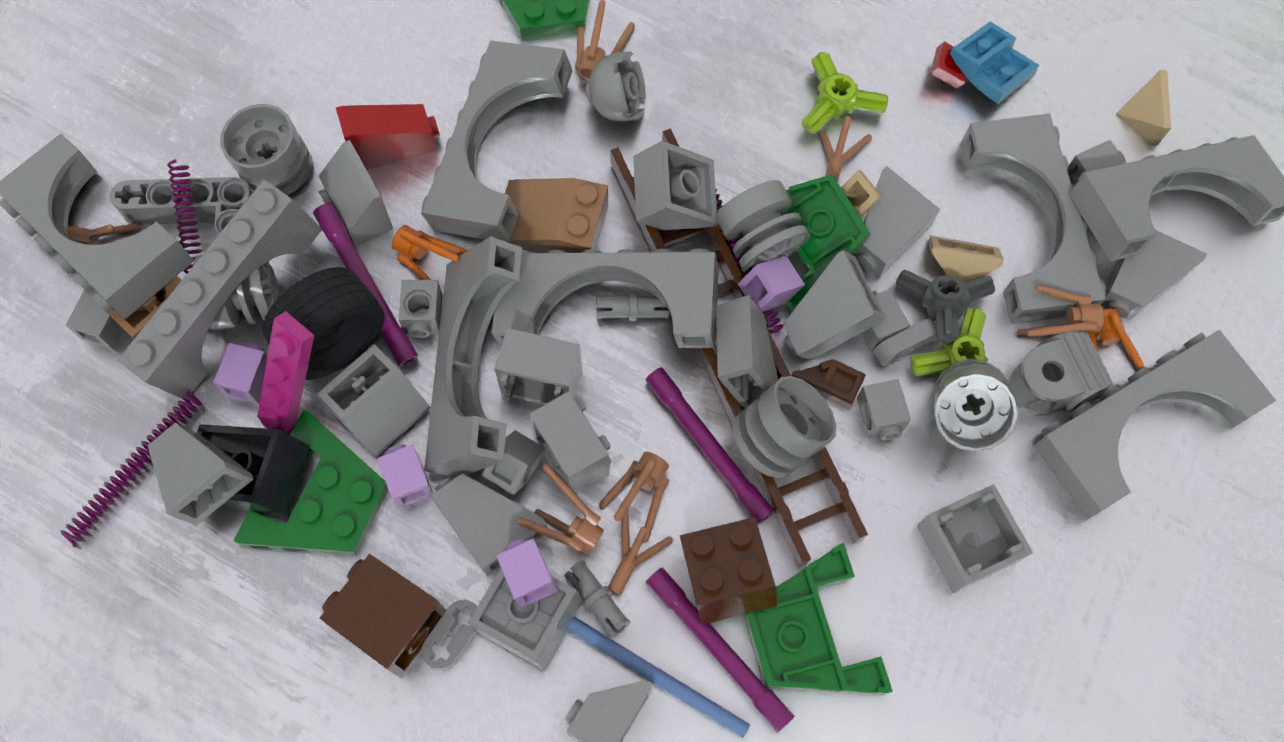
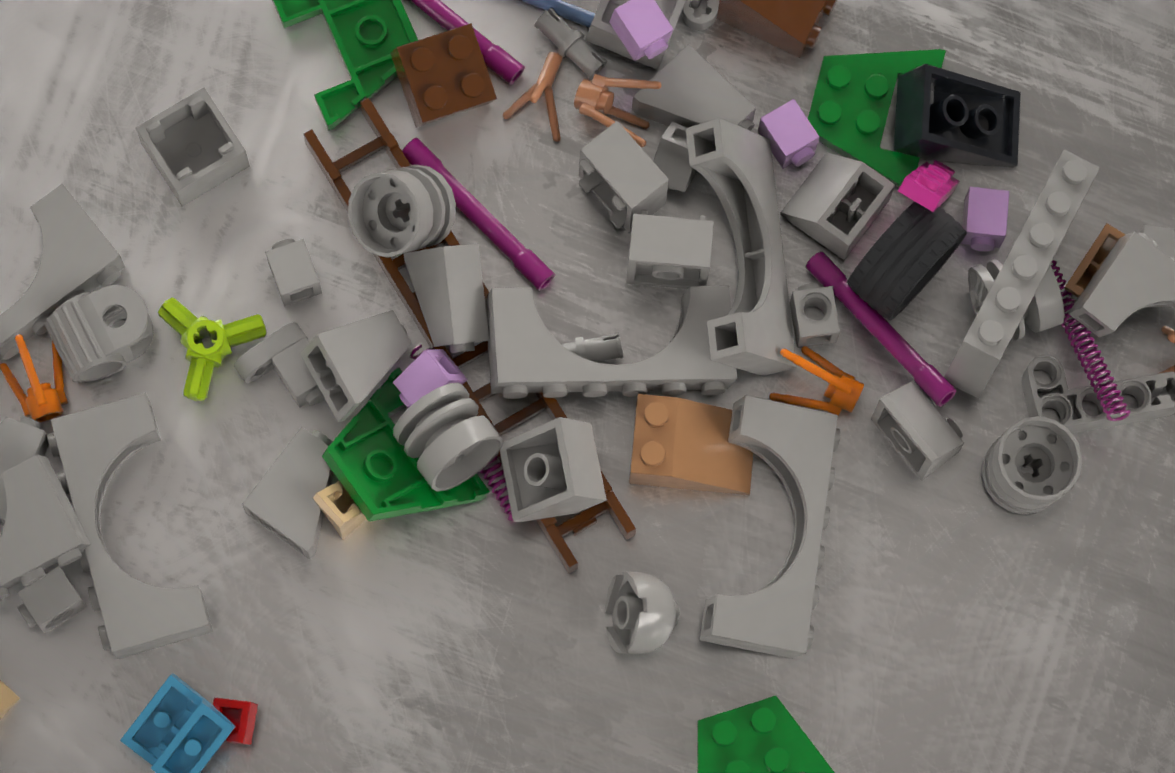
camera: 170 degrees right, 5 degrees up
(113, 489) = (1056, 144): magenta piece -> none
(194, 474) = (999, 98): light grey slope -> none
(388, 132) = (900, 514): red slope -> none
(588, 58) = (678, 661): nougat plant -> none
(645, 474) = (537, 173): nougat plant -> none
(833, 381) = (349, 303): reddish brown tile -> none
(837, 159) = (363, 575): nougat plant -> none
(838, 96) = (380, 672): lime bush -> none
(945, 298) = (230, 384): dark grey bush -> none
(964, 258) = (208, 468): tan slope -> none
(977, 425) = (200, 270): light grey wheel -> none
(1081, 317) = (75, 395): nougat plant -> none

